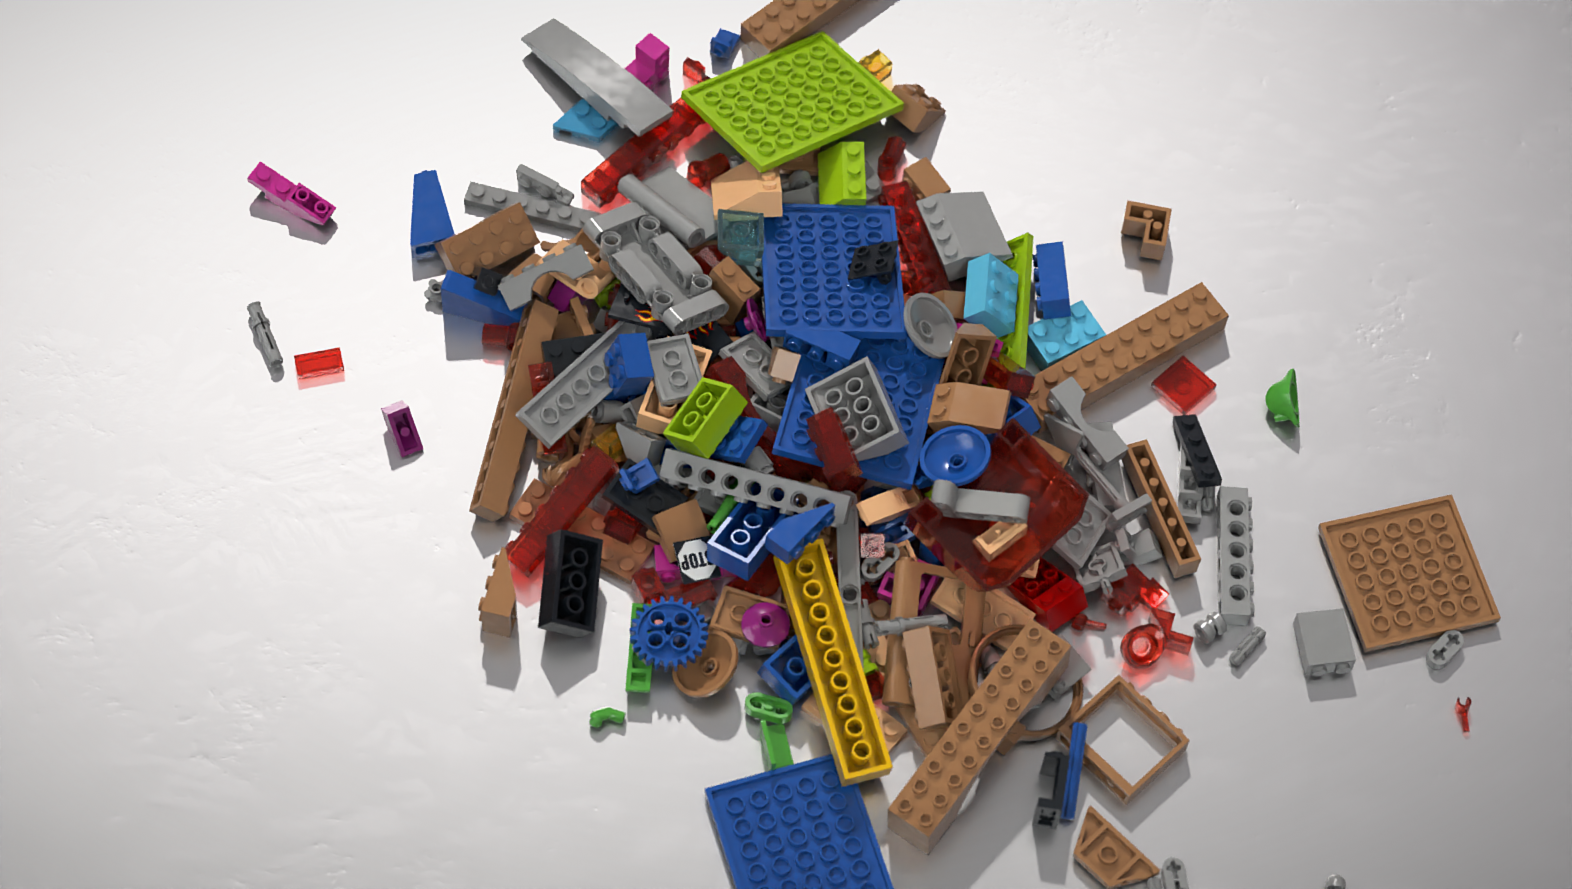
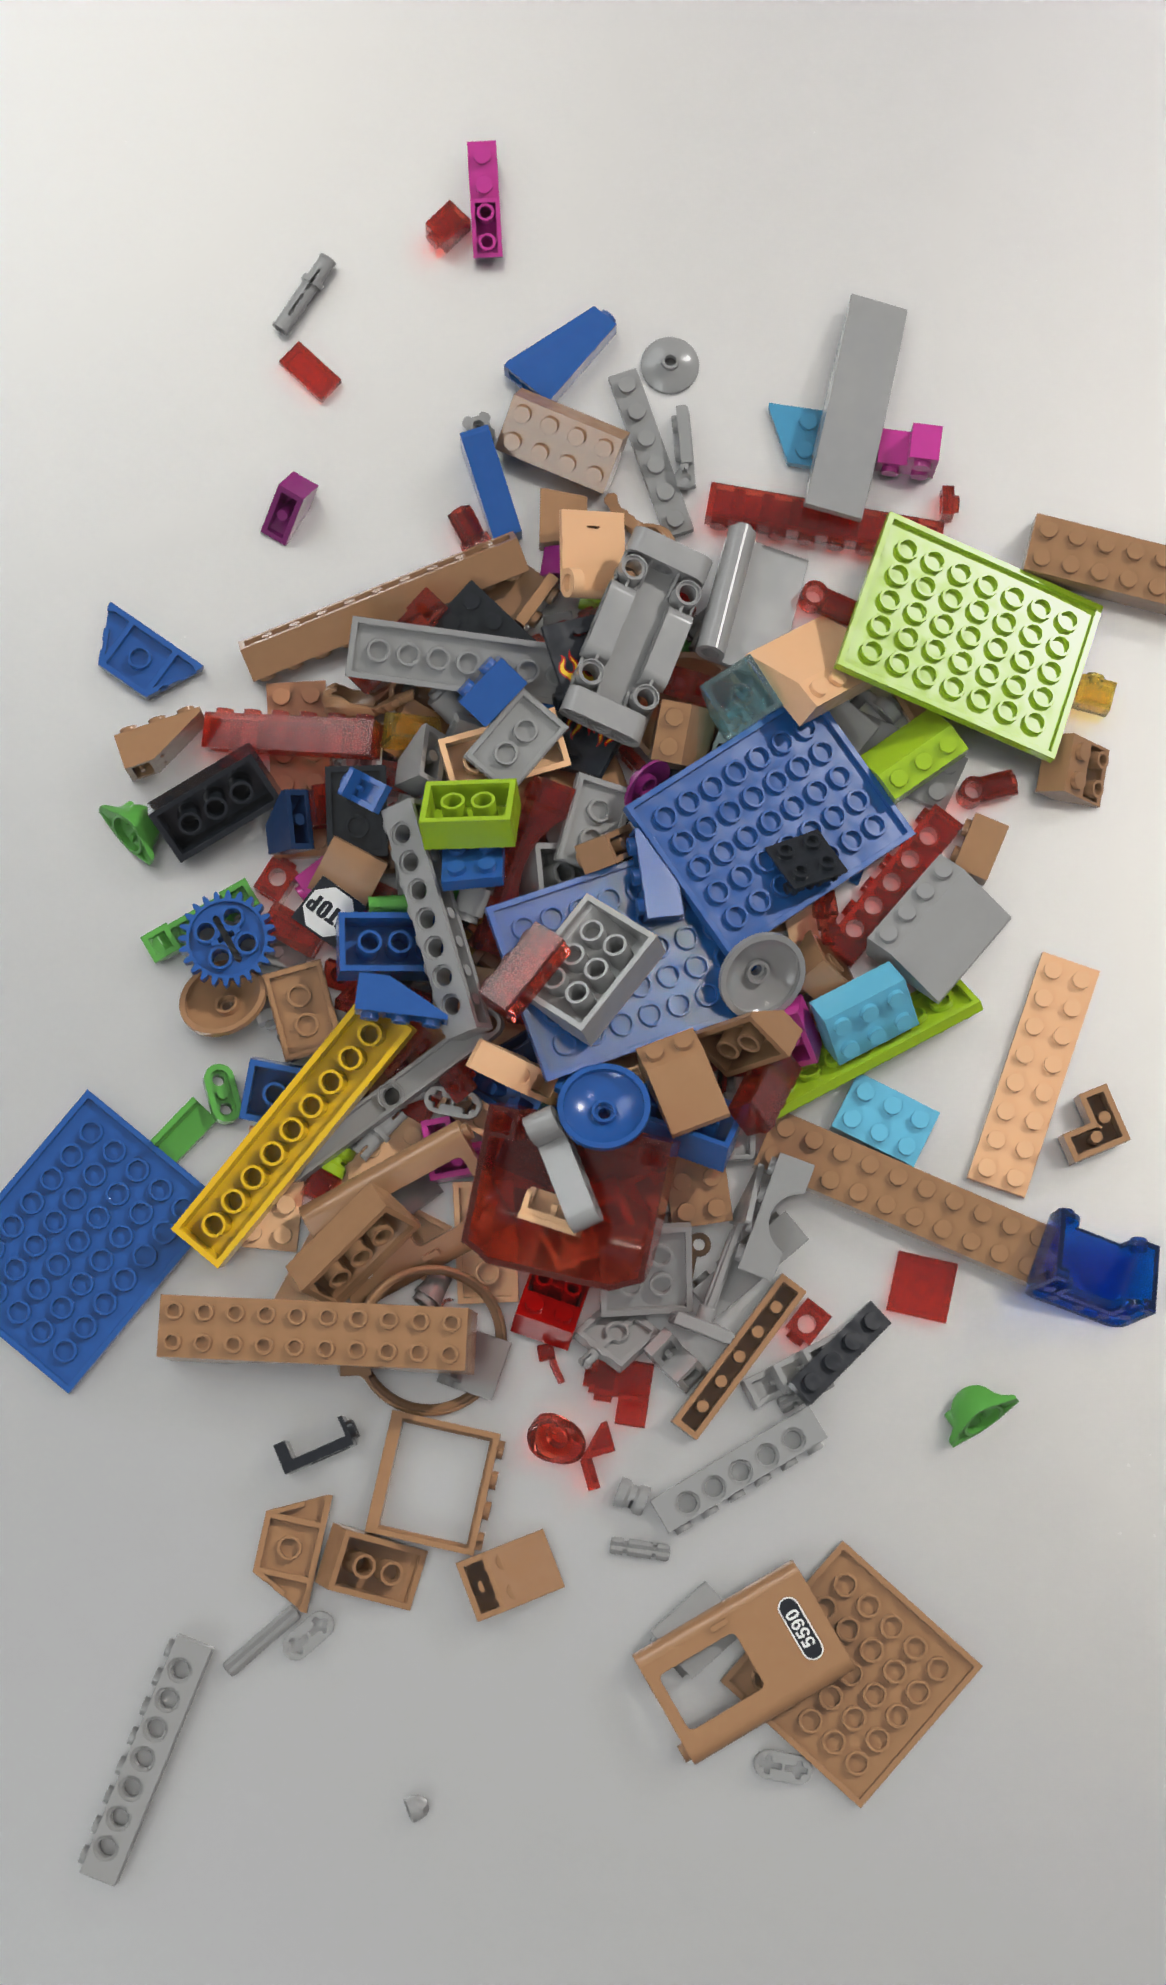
camera: 60 degrees right, 20 degrees up
(290, 226) = (447, 227): none -> clear red brick
(430, 576) = (142, 656): none -> blue wing
(482, 172) = (669, 378): none -> light grey dish
(487, 280) = (508, 472): black bracket -> none
(518, 289) = (576, 546): light grey arch -> none
(547, 651) = (132, 828): none -> bright green hat
(605, 713) = (106, 933): bright green arm -> none
(621, 547) = (290, 824): none -> dark blue slope
(724, 43) = (1010, 511): blue bracket -> none
(765, 634) = (299, 1047): magenta dish -> none
(901, 624) = (385, 1178): light grey pin -> none
(1051, 280) = (942, 1065): blue brick -> none
(1074, 770) = (355, 1454): blue axle -> none
(1090, 245) = (1033, 1075): none -> light nougat plate
(1153, 812) = (370, 1566): none -> medium nougat slope
(1167, 451) = (816, 1313): none -> clear red brick
(1215, 733) = (510, 1575): none -> medium nougat slope
(1247, 282) = (1094, 1274): none -> clear blue windscreen
(1370, 587) = (784, 1640): none -> medium nougat piece
(1463, 711) = (716, 1832): clear red hand -> none

